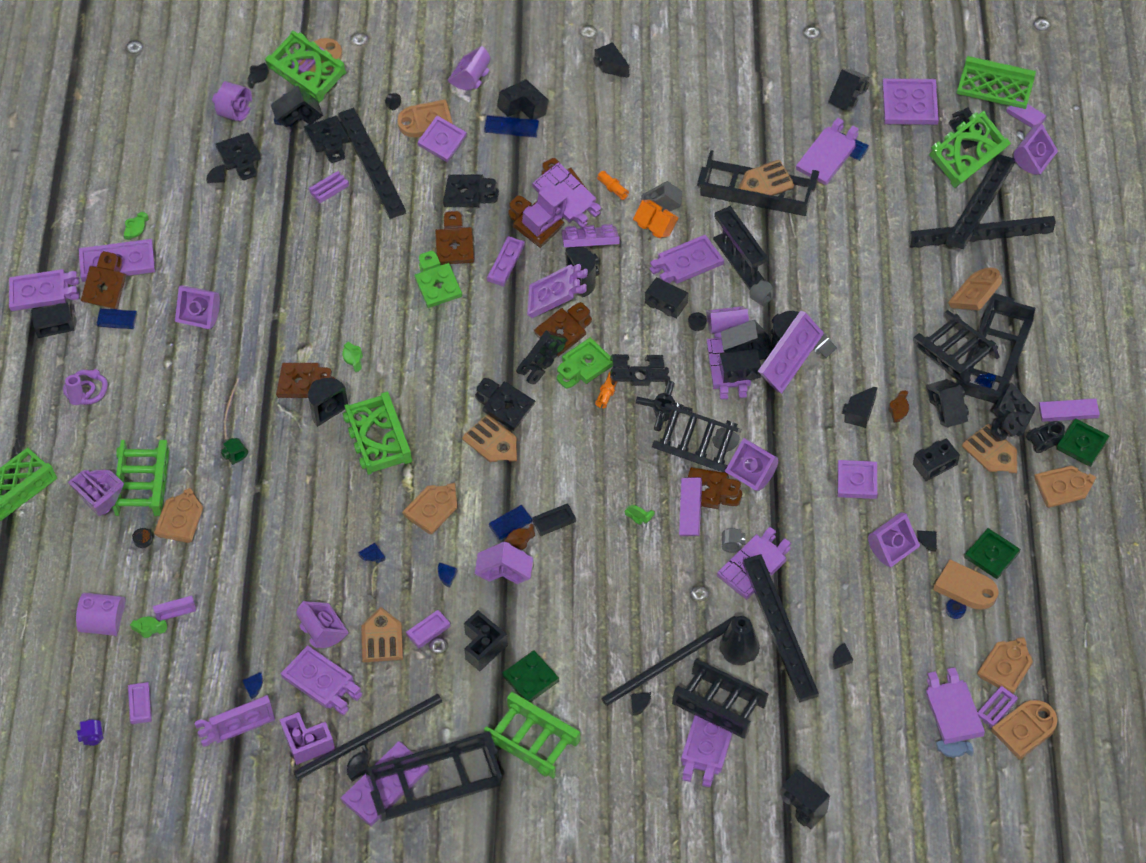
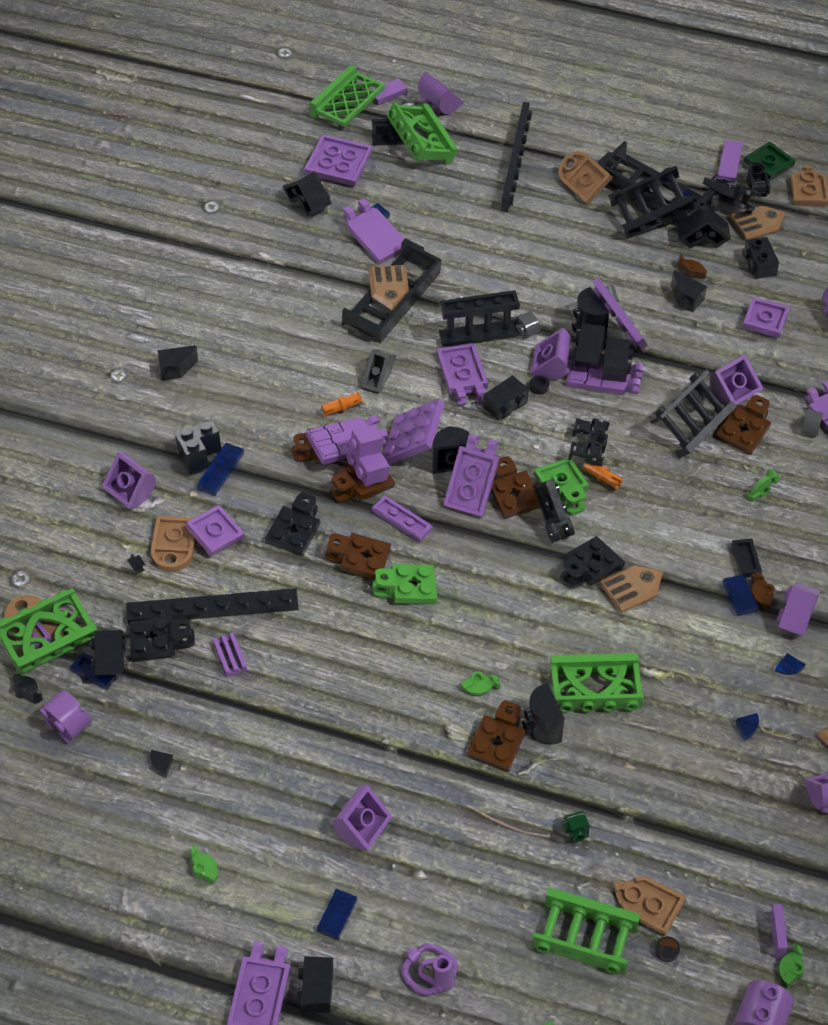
camera: 75 degrees left, 5 degrees down
(97, 489) = (602, 973): medium lavender wedge -> none
(106, 272) = (275, 901): reddish brown plate -> none
(135, 255) = (249, 895): medium lavender plate -> none
(242, 160) = (153, 731): black plate -> none
(432, 507) = (703, 657): medium nougat tile -> none
(650, 216) = (409, 377): orange piece -> none
(661, 412) = (640, 433): black bar -> none
(690, 506) = (768, 442): medium lavender tile -> none
(980, 202) = (491, 143): black plate -> none

